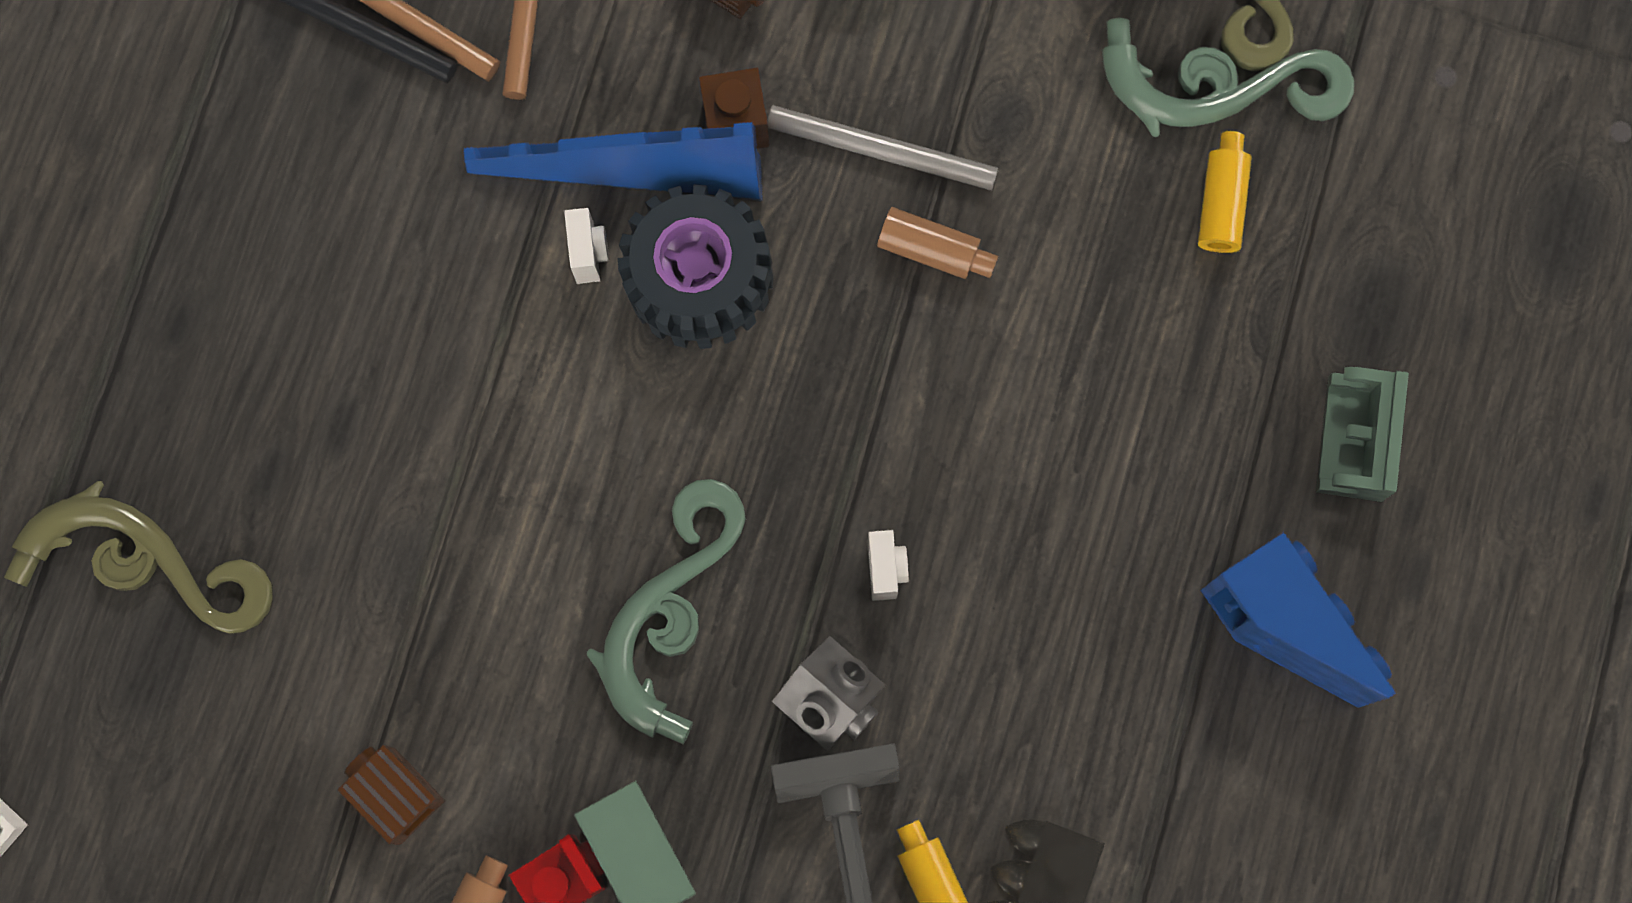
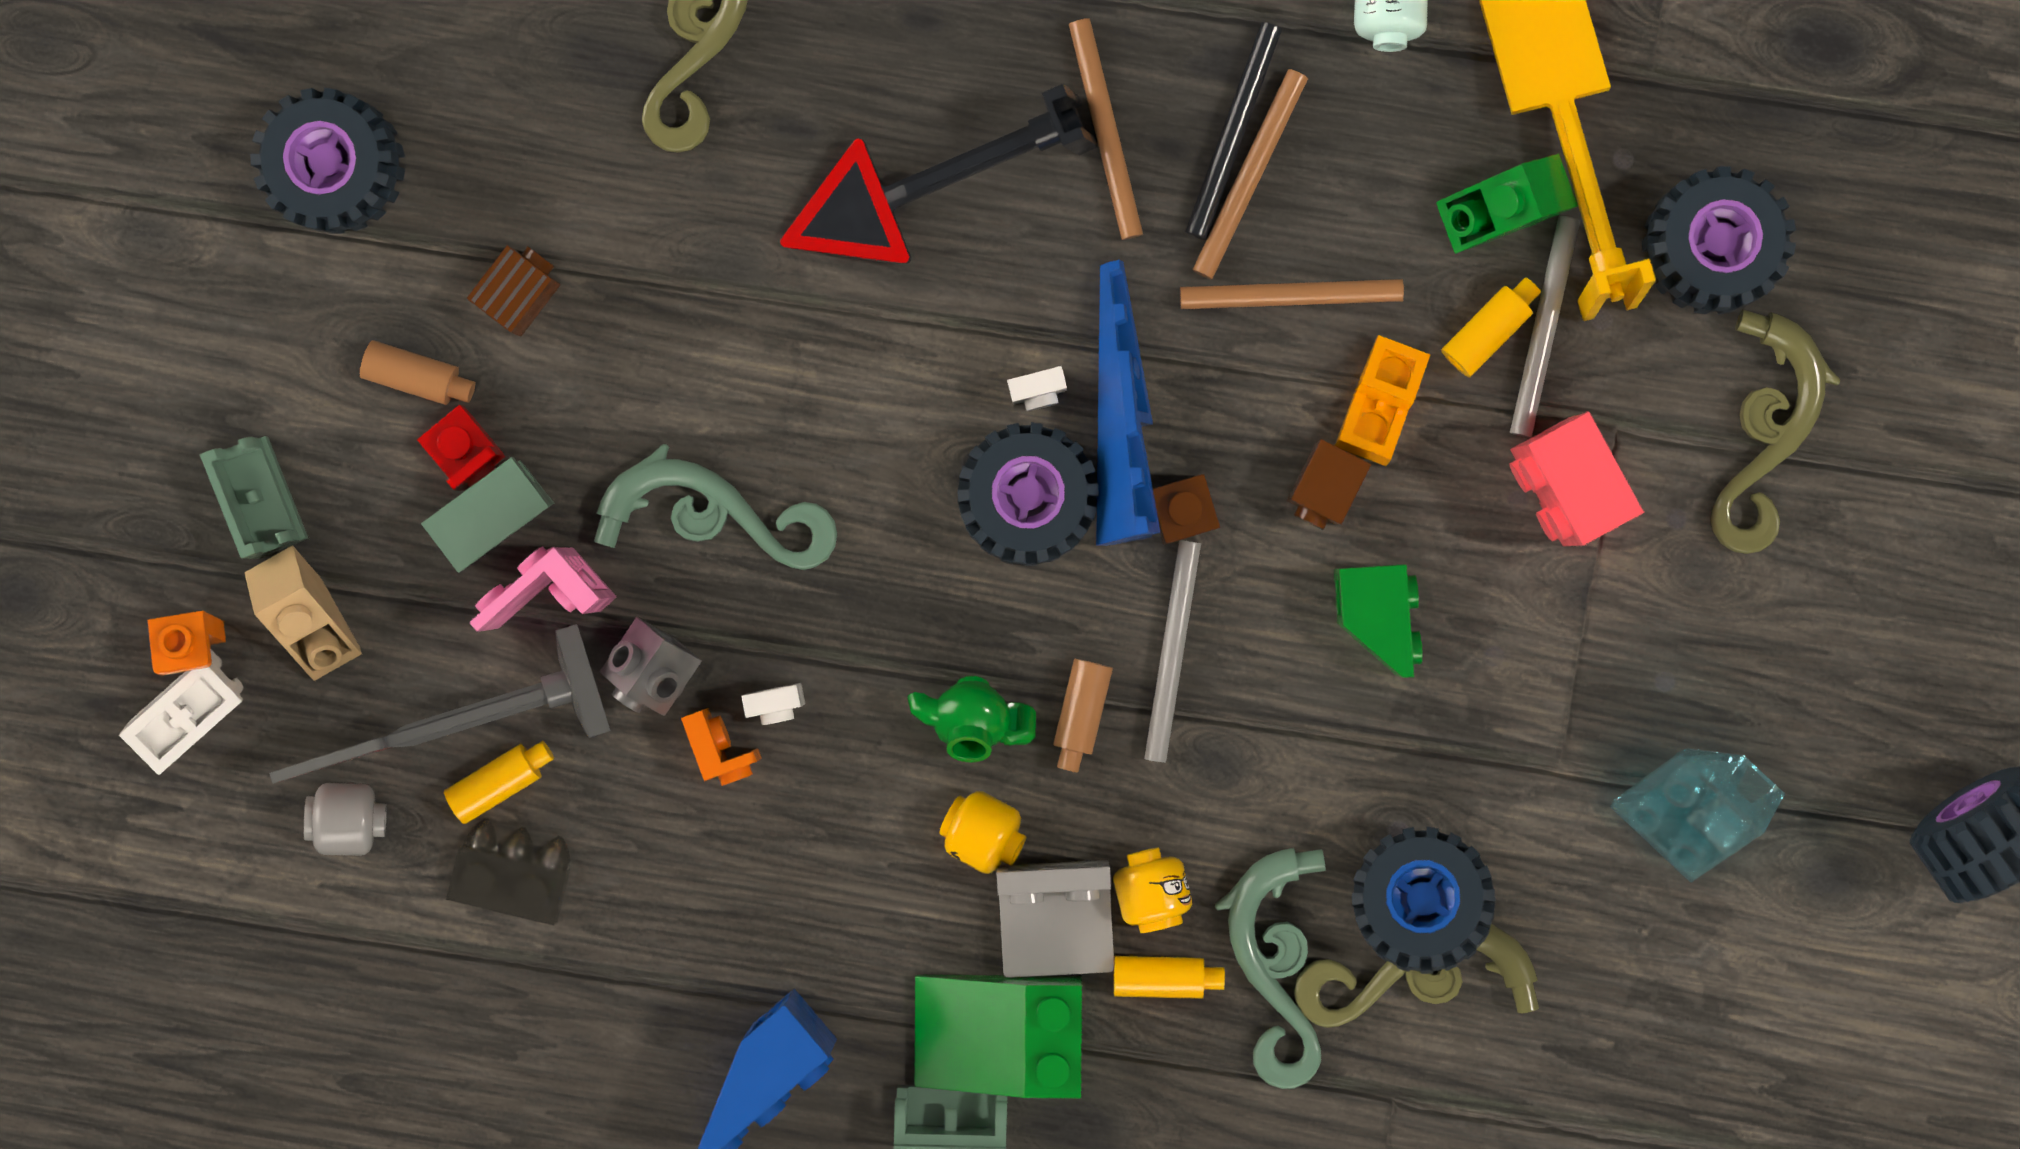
camera: 85 degrees right, 10 degrees up
(325, 148) = (1105, 129): none -> medium nougat bar
(368, 413) = (856, 213): none -> black piece
(725, 761) = (572, 586): none -> bright pink bracket
(918, 642) = (708, 740): none -> orange bracket
(928, 353) = (974, 719): none -> green piece
(1051, 360) = (982, 832): none -> yellow head
(1133, 191) = (1152, 891): none -> yellow head
(1151, 297) = (1056, 918): none -> light grey bracket
(1272, 368) = (999, 1034): none -> green slope

